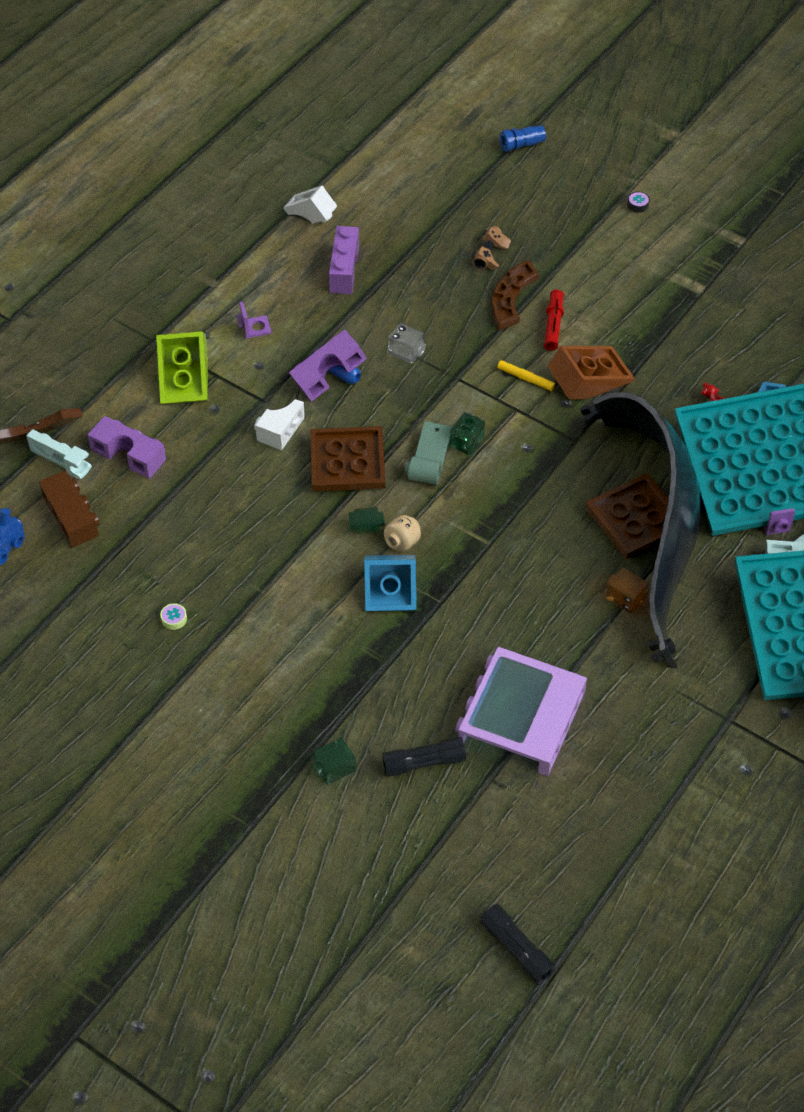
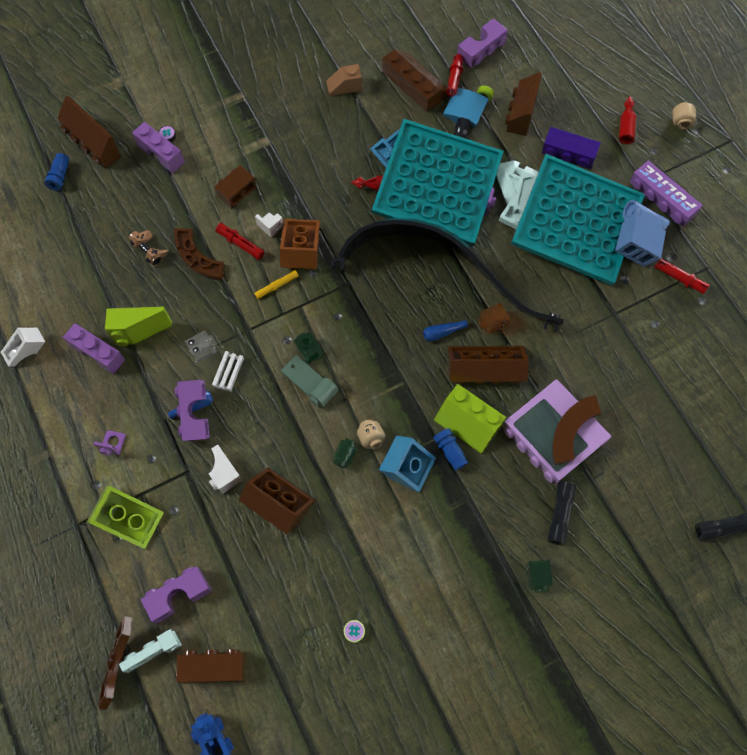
camera: 60 degrees left, 15 degrees up
(276, 483) = (276, 500): none -> reddish brown slope
(347, 458) = (281, 439): reddish brown plate -> none
(391, 275) = (135, 324): none -> lime slope
(393, 379) = (233, 357): none -> white tile
(431, 619) = (451, 449): none -> blue axle
(482, 617) = (469, 418): none -> lime slope
(531, 708) = (568, 426): none -> reddish brown tile
(562, 607) = (487, 364): none -> reddish brown slope
(575, 547) = (439, 331): none -> blue piece
(582, 137) = (87, 133): none -> reddish brown slope
(594, 335) = (270, 224): none -> white panel
(612, 199) = (152, 141): none -> medium lavender arch
(616, 285) = (235, 186): none -> reddish brown brick
(631, 515) = (436, 280): reddish brown plate -> none

